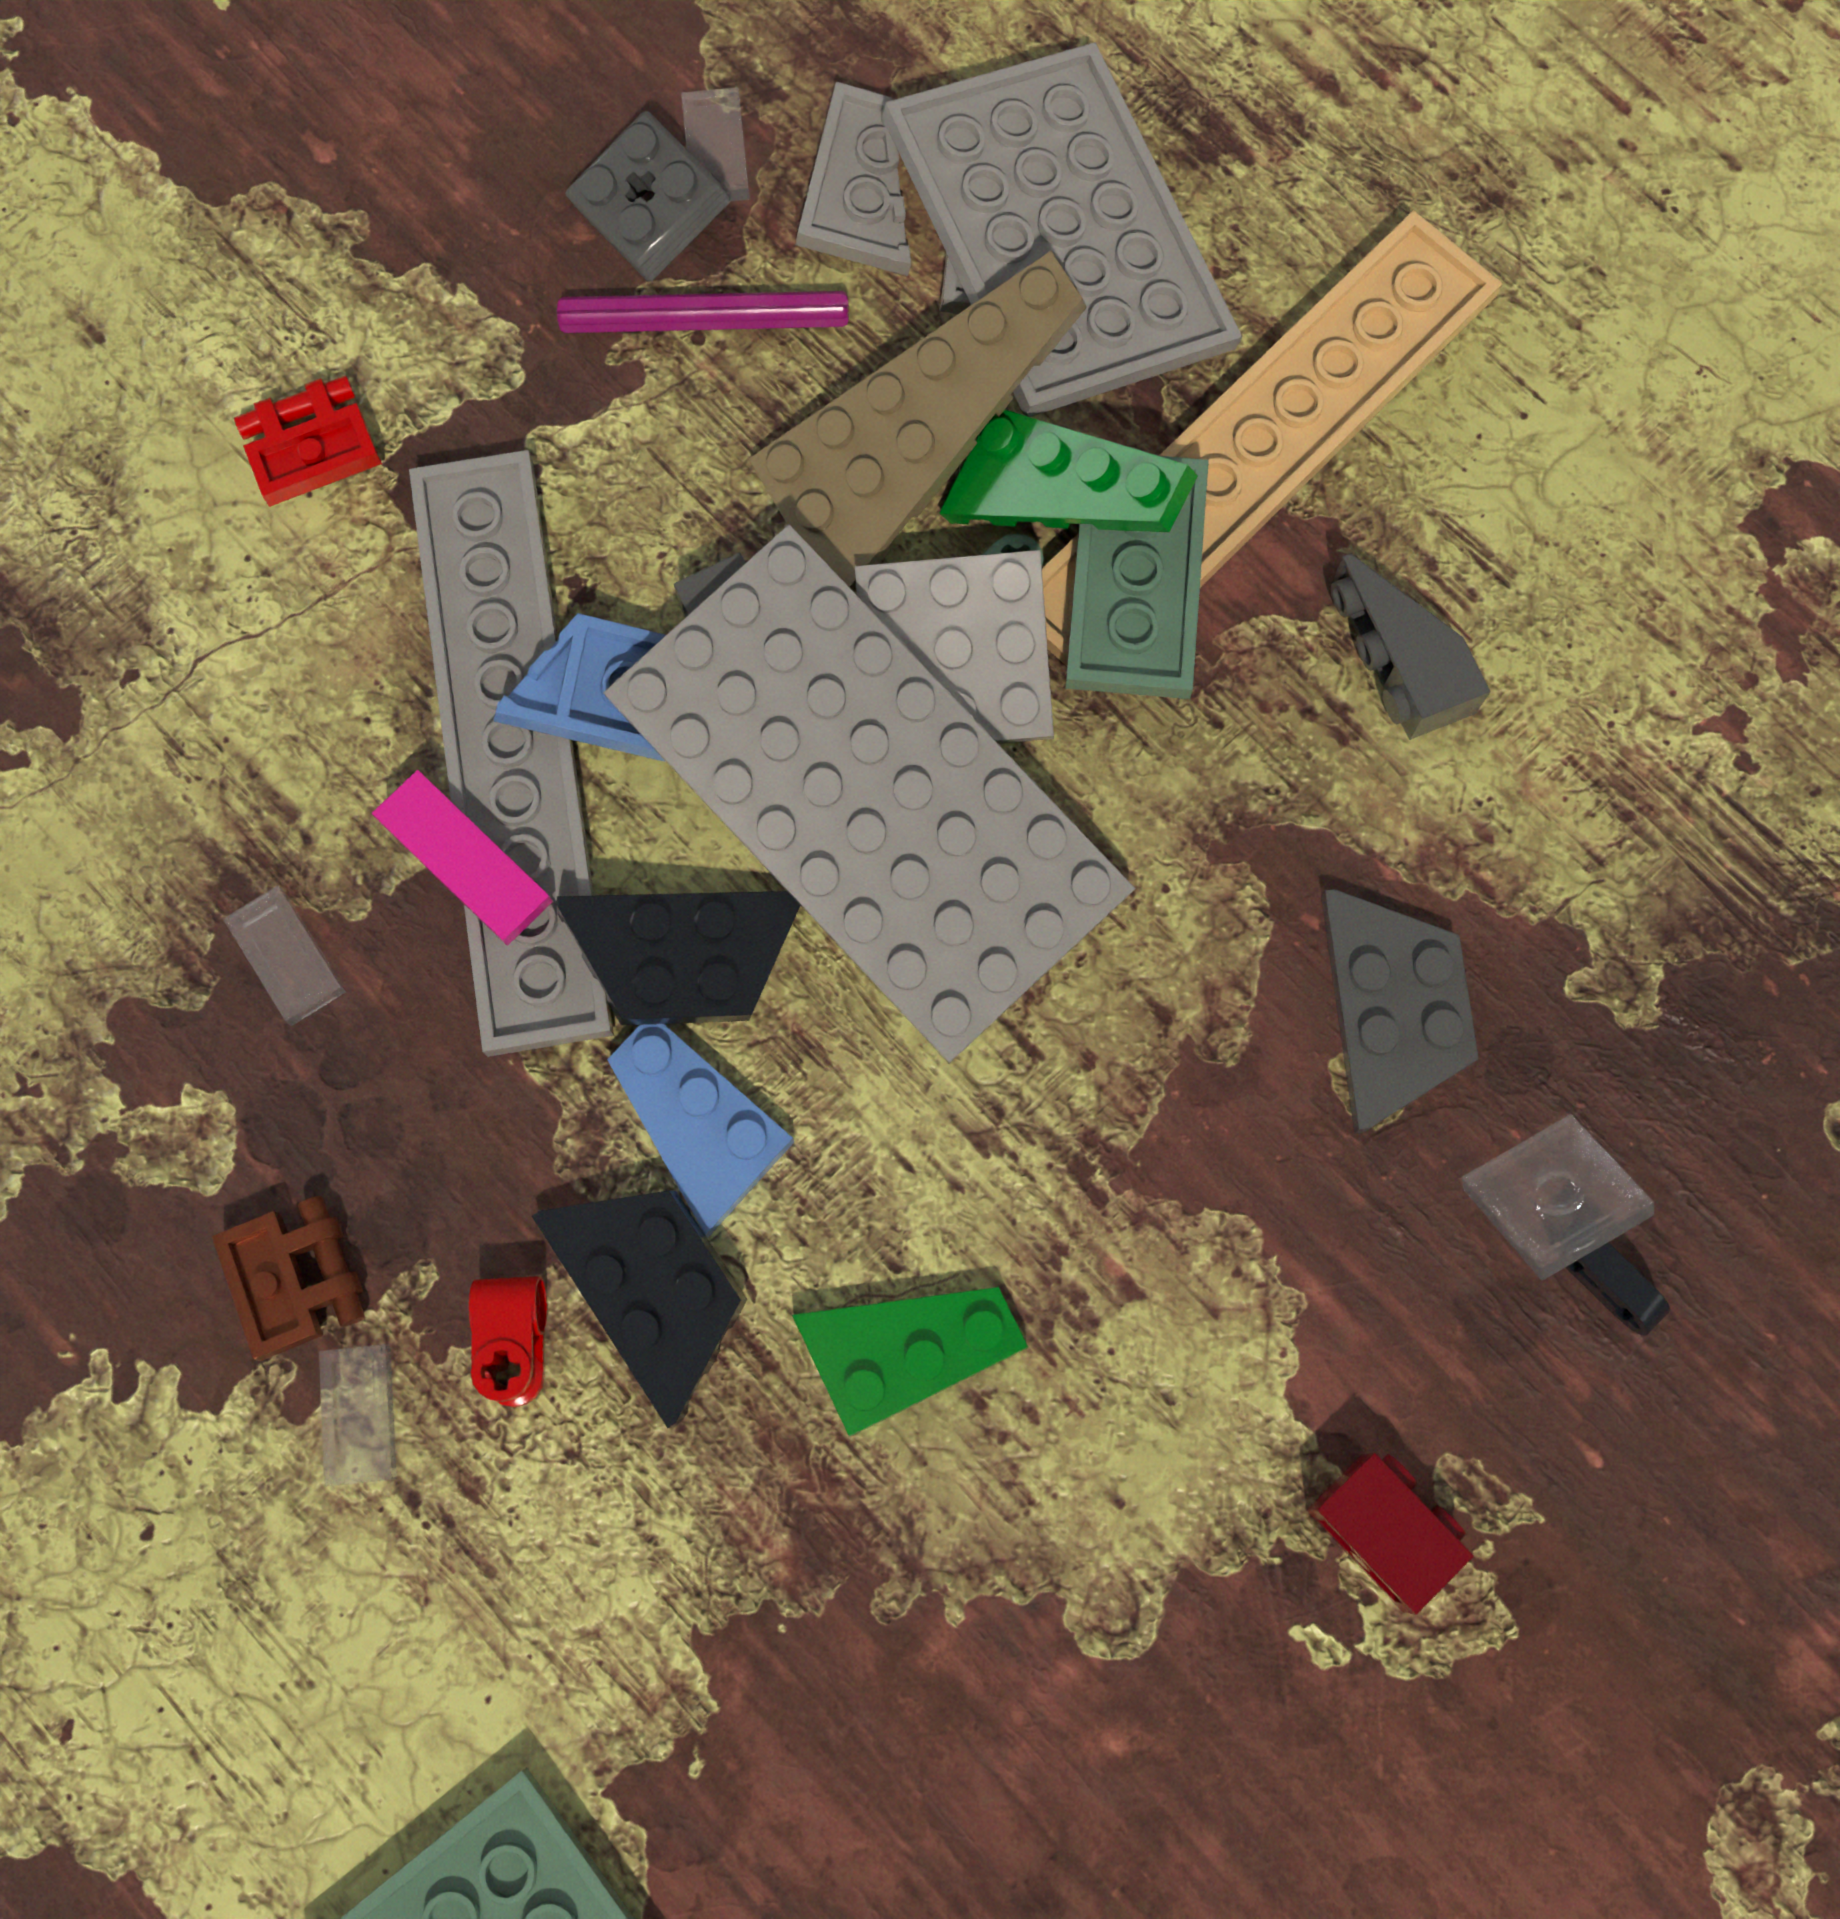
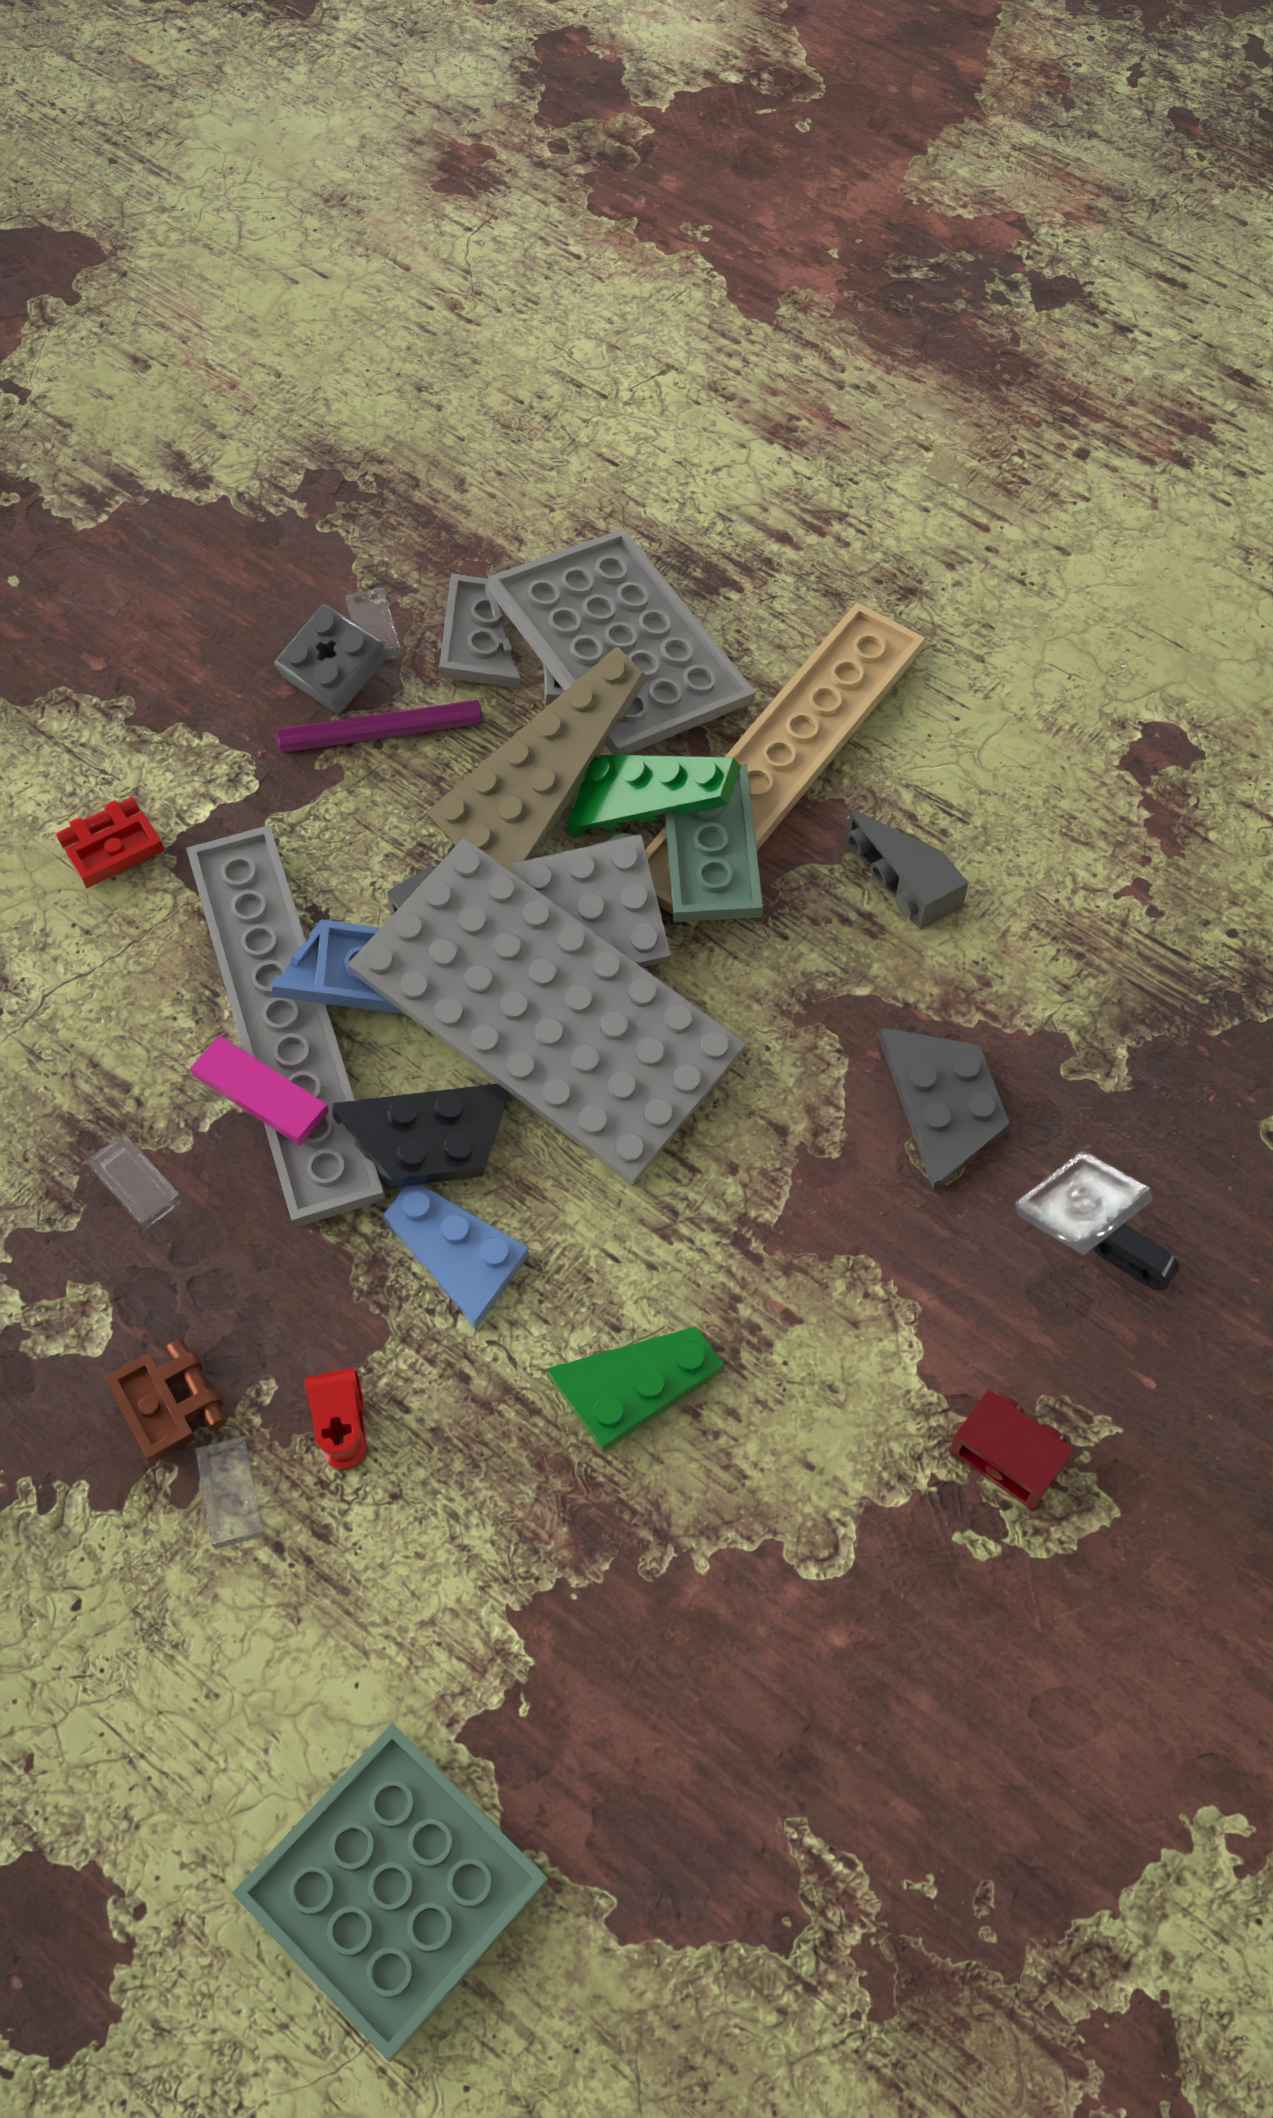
camera: 10 degrees left, 15 degrees down
(650, 1287) = (438, 1365): black wing -> none

